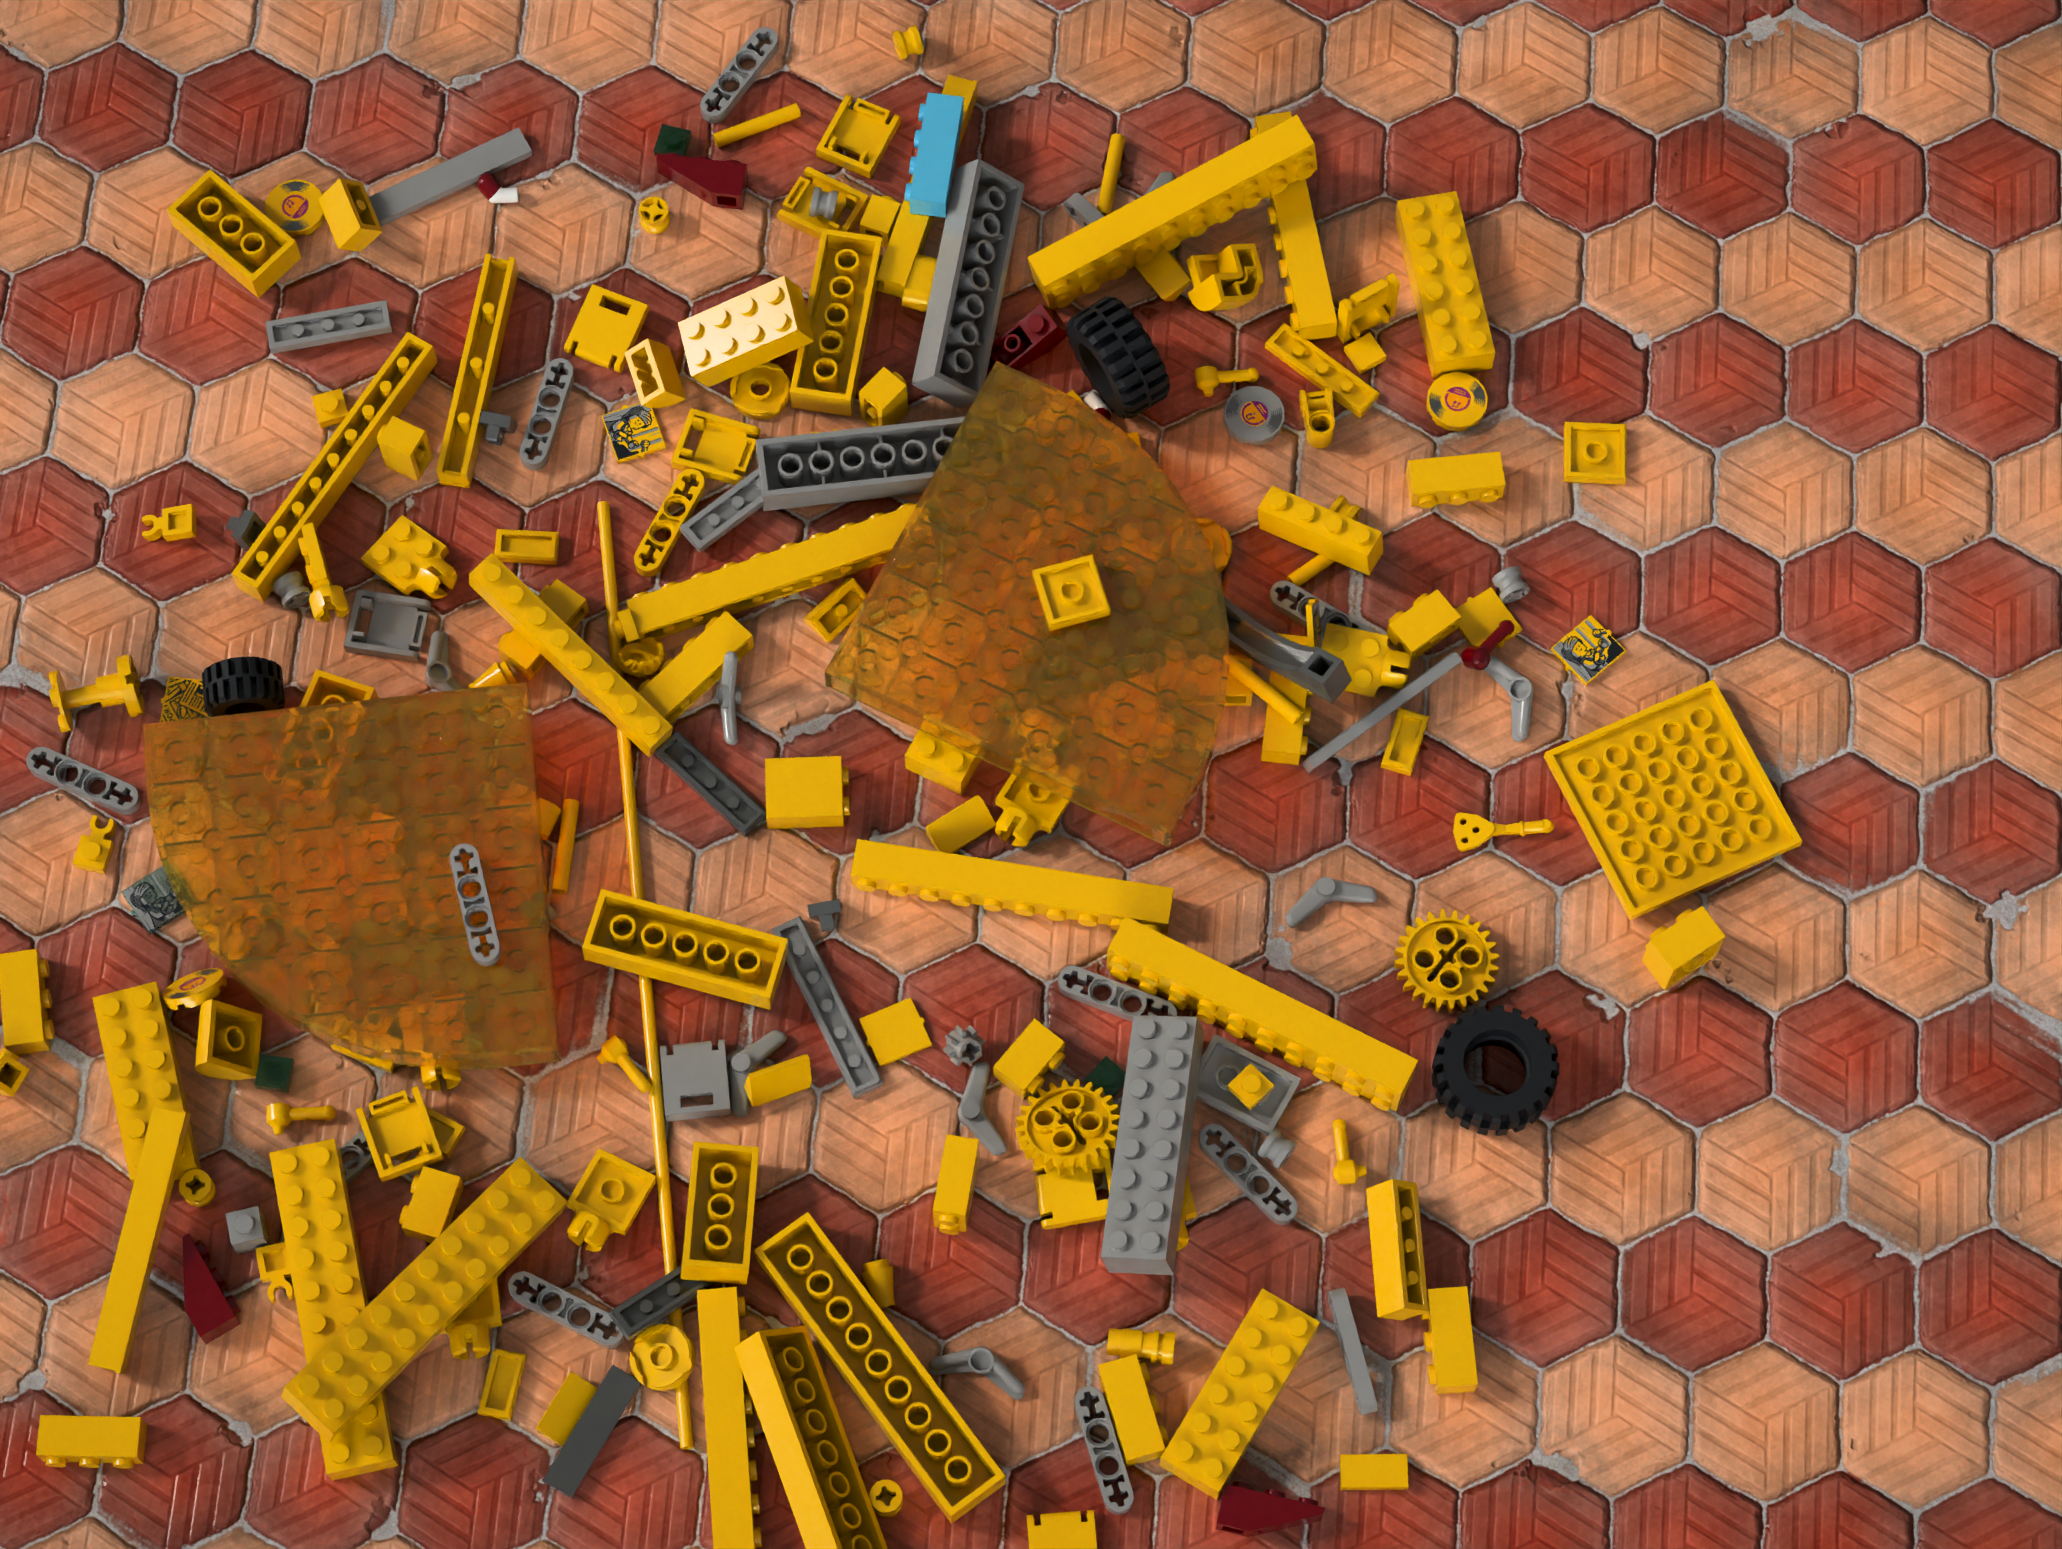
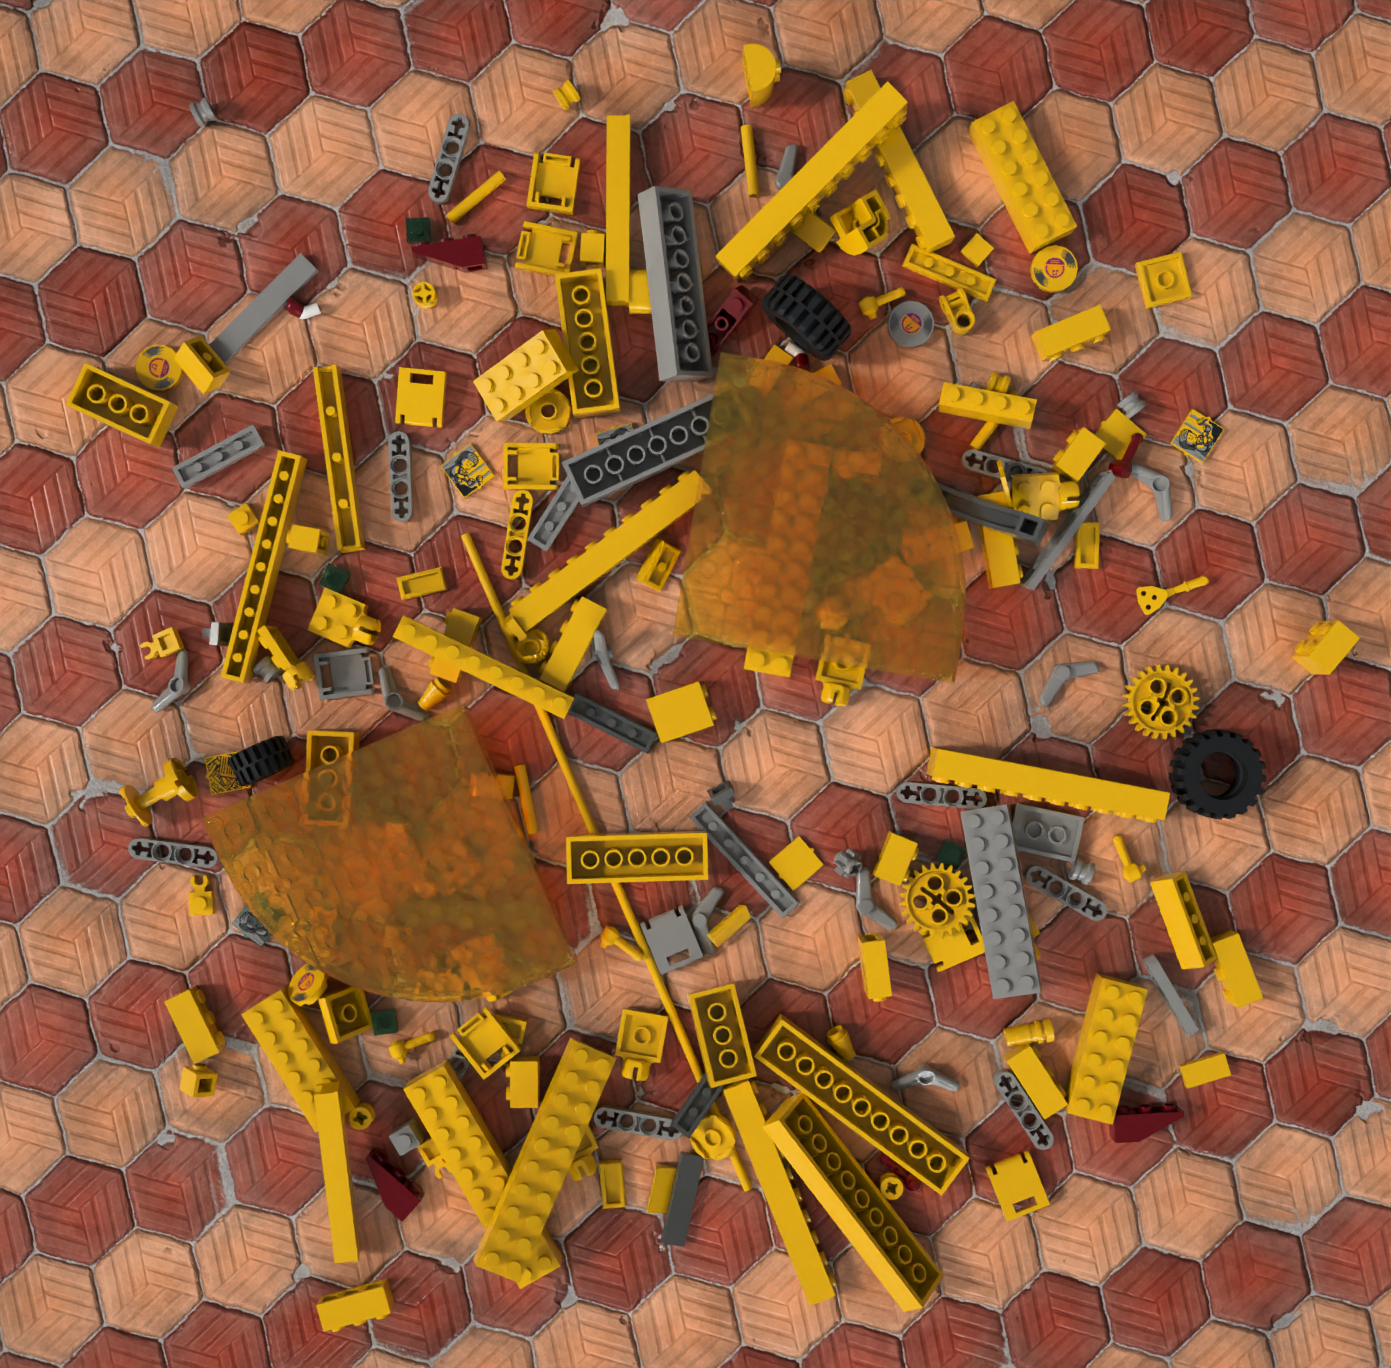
camera: 15 degrees left, 20 degrees up
(170, 577) = (177, 685): none -> light grey piece
(419, 507) = (335, 578): none -> clear green plate
(475, 904) = (480, 884): light grey beam -> none
(496, 426) = (368, 498): dark grey tile -> none
(654, 374) = (468, 423): yellow brick -> none
(823, 203) = (547, 250): light grey wheel -> none
(884, 399) = (643, 397): yellow brick -> none
(916, 1500) = (910, 1181): none -> dark red piece
(936, 154) = (620, 188): medium azure brick -> none
(960, 826) = (796, 703): yellow slope -> none
(1009, 886) = (846, 737): yellow brick -> none
(1071, 592) = (832, 522): yellow tile -> none
(1081, 210) = (743, 200): light grey beam -> none
(1153, 80) = (760, 73): none -> yellow brick
(1250, 1086) = (1053, 835): yellow plate -> none
(1264, 690) = (985, 545): yellow piece -> none
(1367, 308) = (974, 216): yellow container -> none
(1672, 799) = (1286, 533): yellow plate -> none

